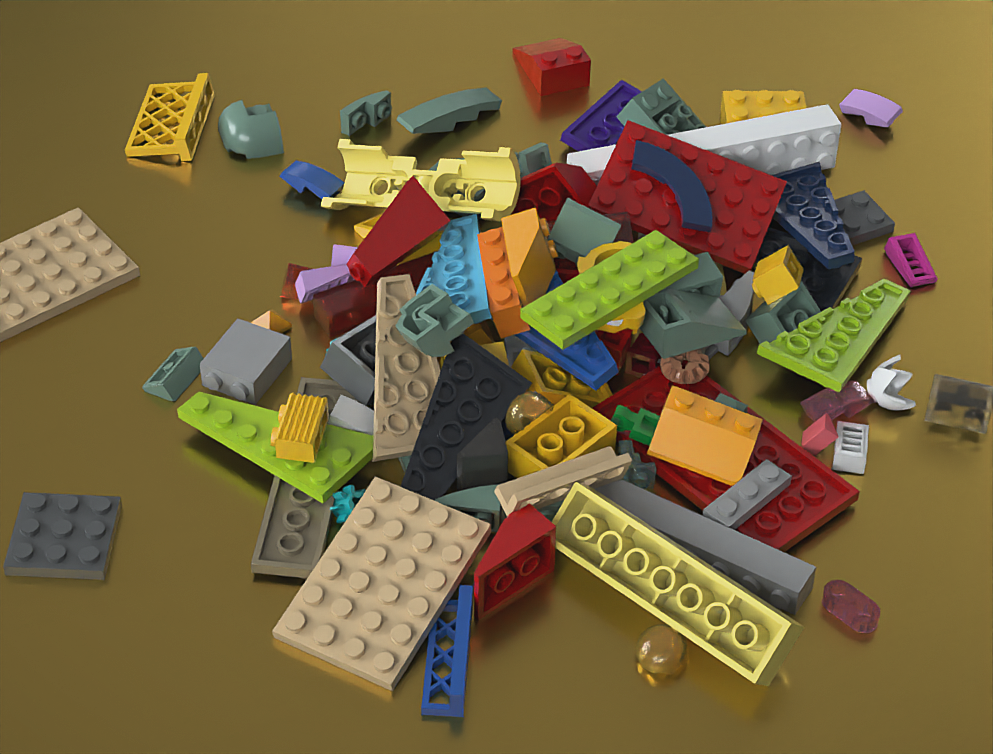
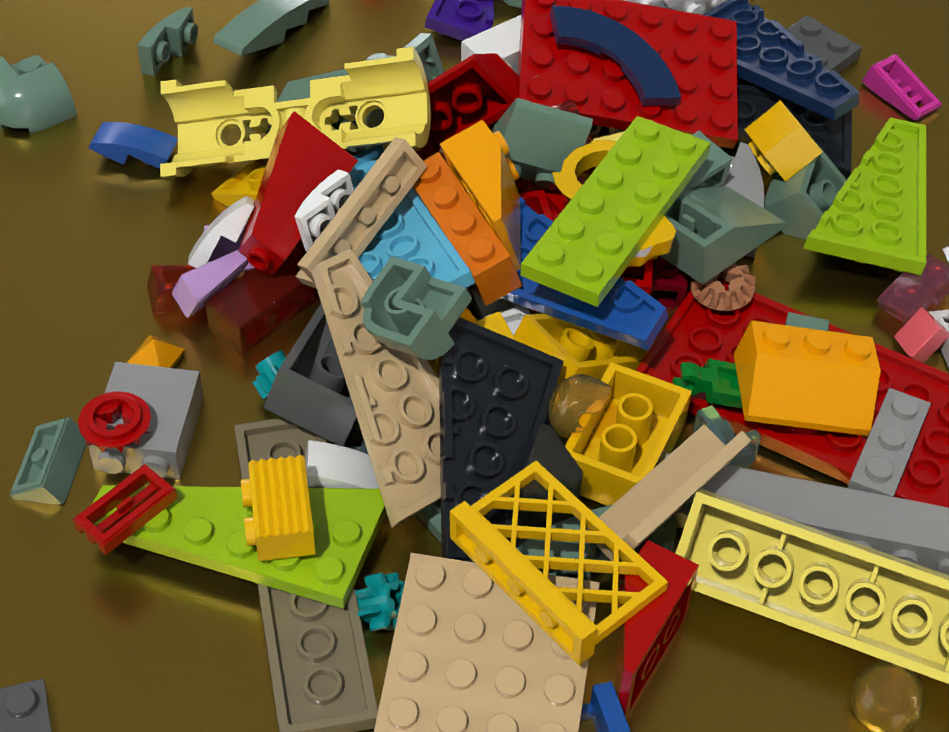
camera: 20 degrees left, 5 degrees up
(207, 408) = (130, 512): none -> red tile
(219, 345) = (106, 409): none -> red gear
(345, 247) = (227, 224): none -> white slope
(411, 247) = (322, 206): none -> white slope
(438, 511) = (530, 588): none -> yellow fence
(442, 249) = (366, 207): none -> tan fence

